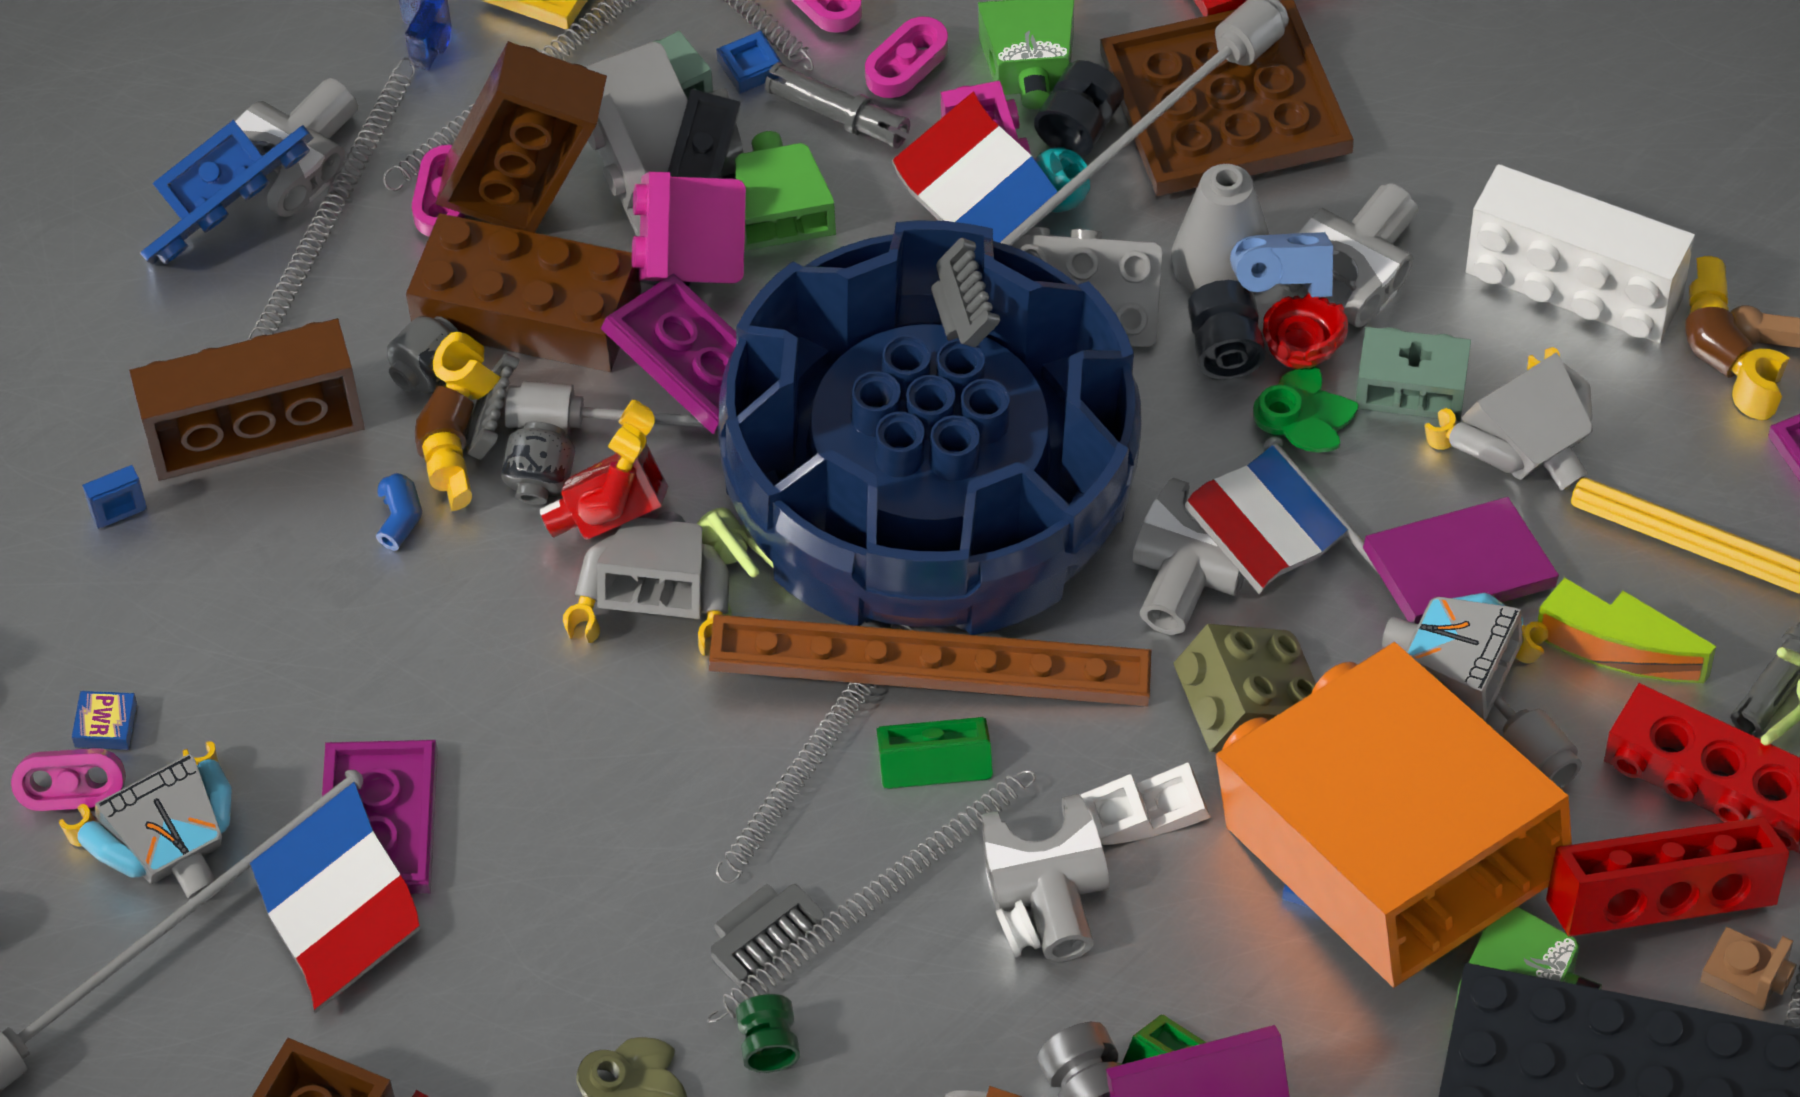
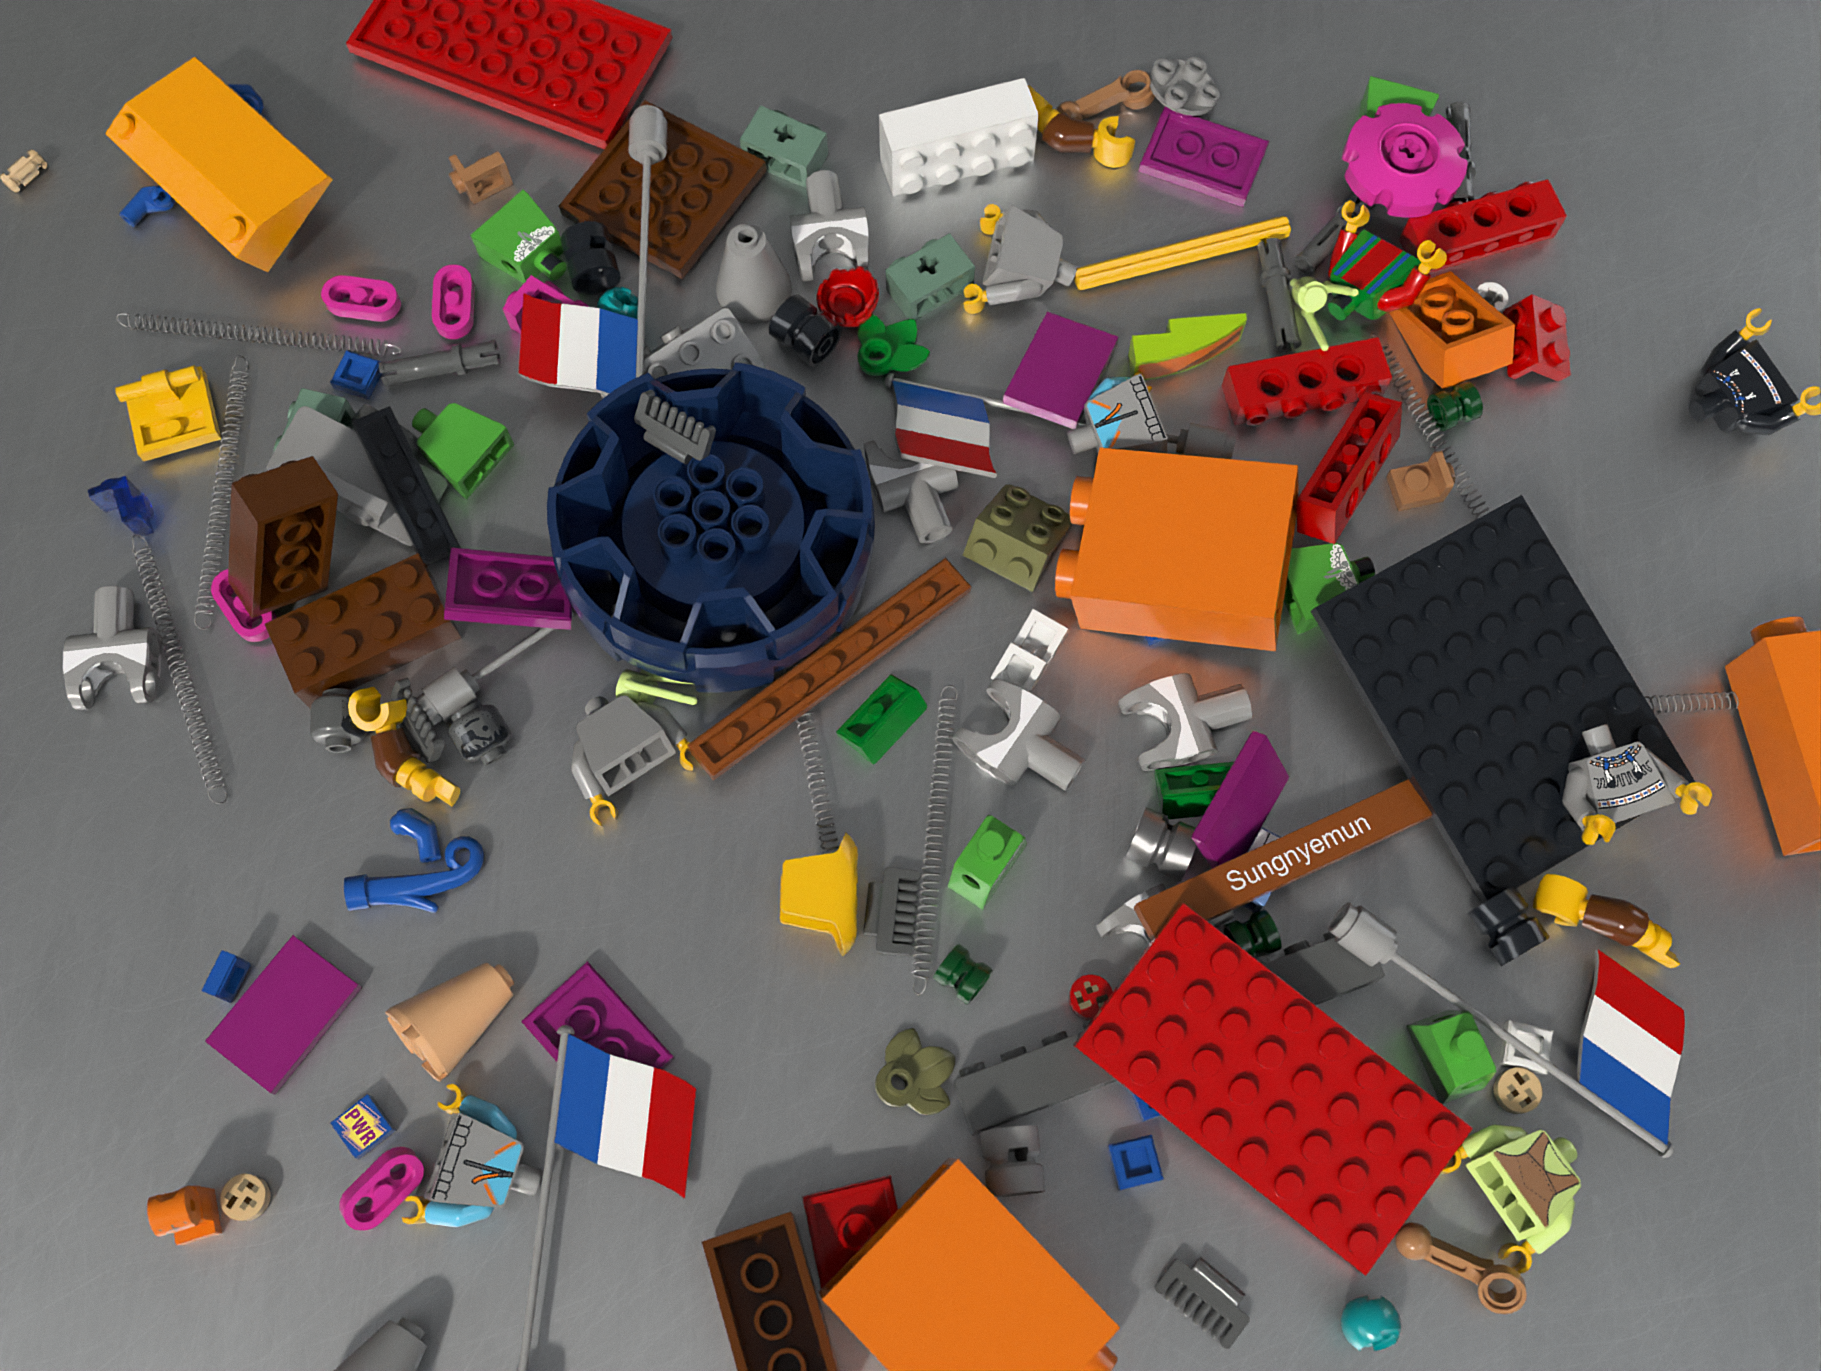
camera: 45 degrees left, 15 degrees up
(132, 571) = (283, 1015): none -> magenta tile
(213, 179) = (87, 716): blue bracket -> none
(247, 399) = (254, 844): reddish brown brick -> none
(270, 682) = (451, 1016): none -> light nougat cone
(339, 550) = (407, 890): none -> blue plant
(615, 487) = (549, 712): red torso -> none
(689, 228) = (436, 512): dark pink bracket -> none
(706, 844) = (822, 893): none -> yellow piece
(896, 947) = (986, 860): none -> bright green torso
(1018, 928) = (1037, 787): white bush -> none
(1239, 986) = (1185, 718): none -> light grey connector
(1285, 259) = (810, 262): medium blue leg -> none
(1392, 138) = (786, 145): none -> sand green brick

